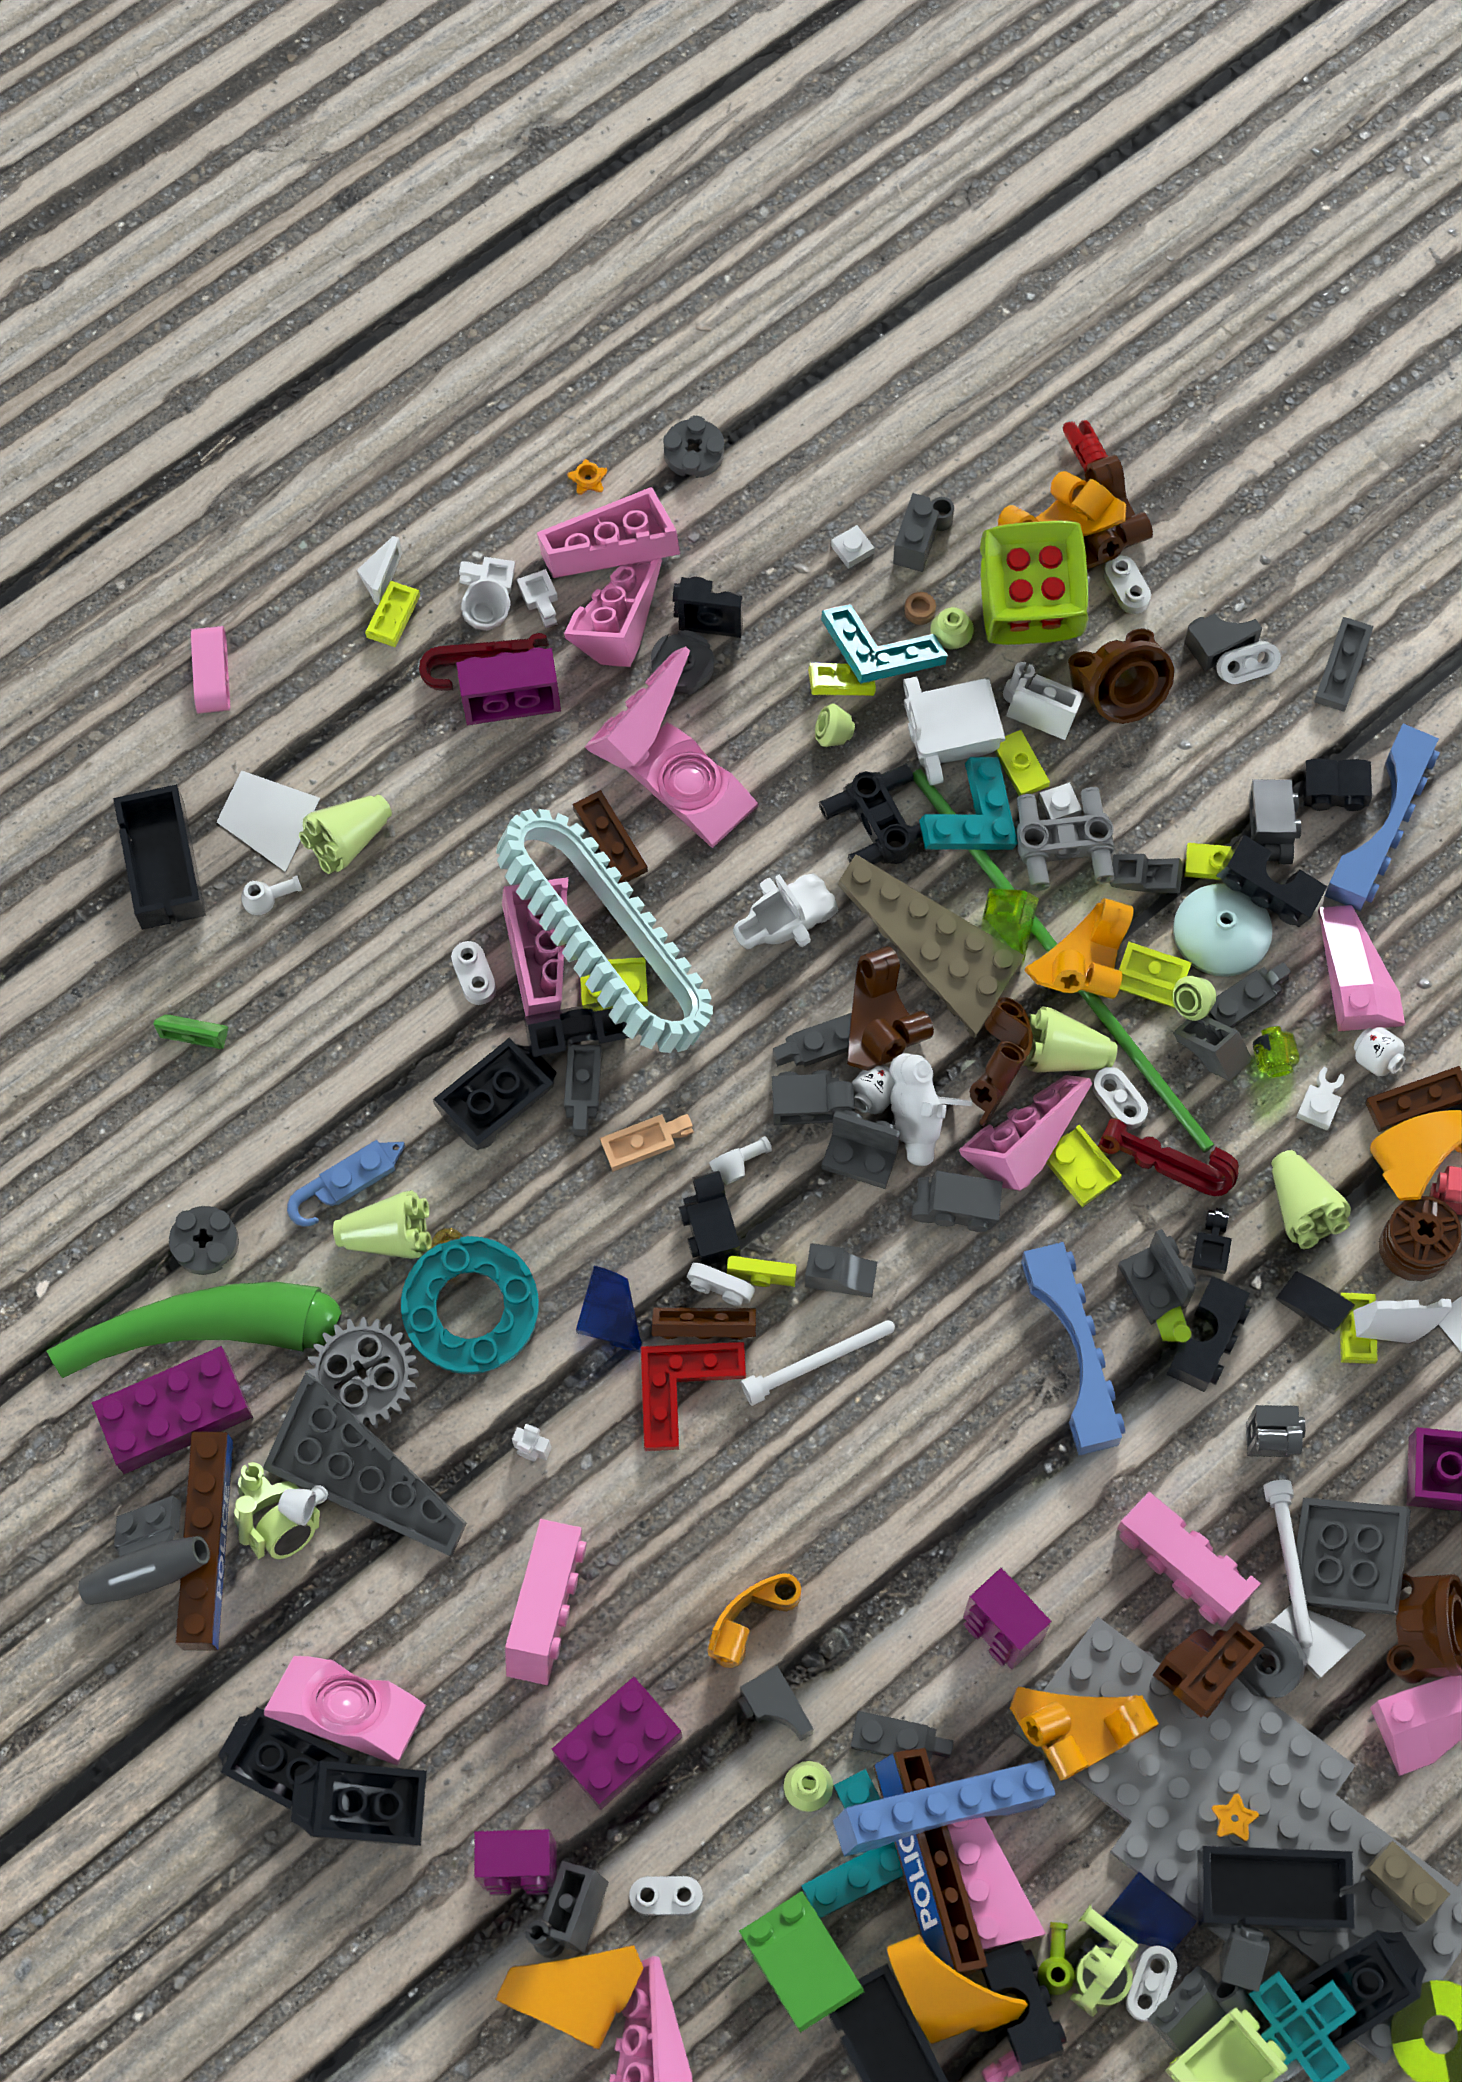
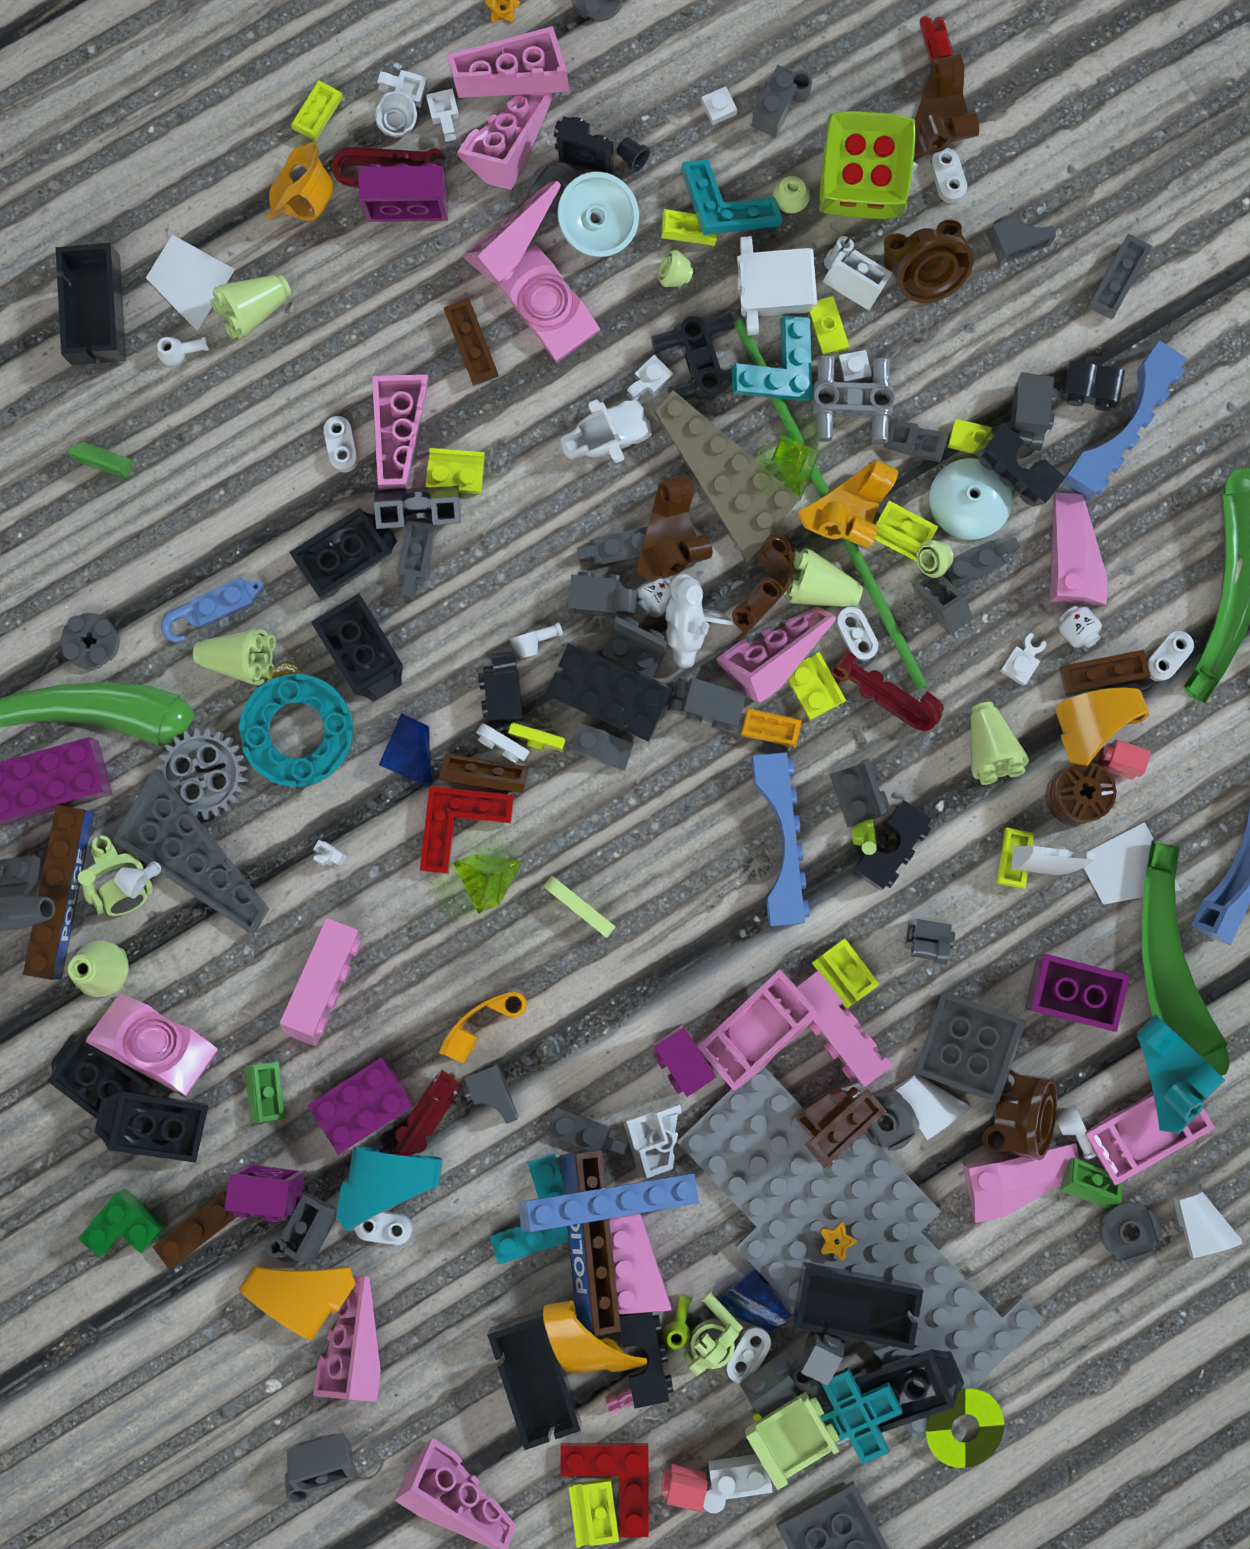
camera: 10 degrees right, 15 degrees up
(210, 669) = (155, 139): bright pink beam -> none
(271, 1636) = (99, 968): none -> yellowish green cone
(336, 1931) = (123, 1218): none -> green brick
(380, 568) = (313, 66): white slope -> none
(407, 689) = (313, 185): none -> light orange piece
(430, 1937) = (194, 1231): none -> reddish brown plate
(491, 1750) = (264, 1092): none -> bright green slope
(533, 1199) = (360, 649): none -> black slope
(581, 946) = (426, 439): light aqua piece -> none
(644, 1140) = (458, 611): light nougat plate -> none
(656, 1832) = (383, 1181): none -> teal panel
(694, 1755) = (427, 1114): none -> dark red piece
(727, 1447) = (486, 879): none -> clear neon green slope
(745, 663) = (608, 200): none -> light aqua dish
(757, 1387) = (519, 833): white piece -> none
(764, 609) = (633, 153): none -> black piece
(801, 1961) = (477, 1302): bright green slope -> none
(820, 1788) = (516, 1164): yellowish green cone -> none
(825, 847) = (650, 378): none -> white plate
(840, 1203) = (609, 691): none -> black piece
(845, 1463) = (579, 906): none -> yellowish green beam
(920, 608) = (767, 171): medium nougat tile -> none
(984, 1733) = (653, 1140): none -> white slope
(1038, 1220) = (771, 728): none -> light orange plate
(1076, 502) = (920, 98): light orange panel -> none
(1080, 1728) = (727, 1151): light orange panel -> none
(1092, 1573) = (758, 1030): none -> bright pink slope
(1183, 1492) = (845, 973): none -> neon yellow plate
(1211, 1250) = (908, 775): black plate -> none
(1246, 662) = (1037, 263): white plate -> none
(1276, 1052) = (993, 614): clear neon green head -> none
(1279, 1496) = (923, 988): white piece -> none
(1315, 1301) = (984, 831): black slope -> none
(1405, 1883) = (961, 1315): dark tan brick -> none

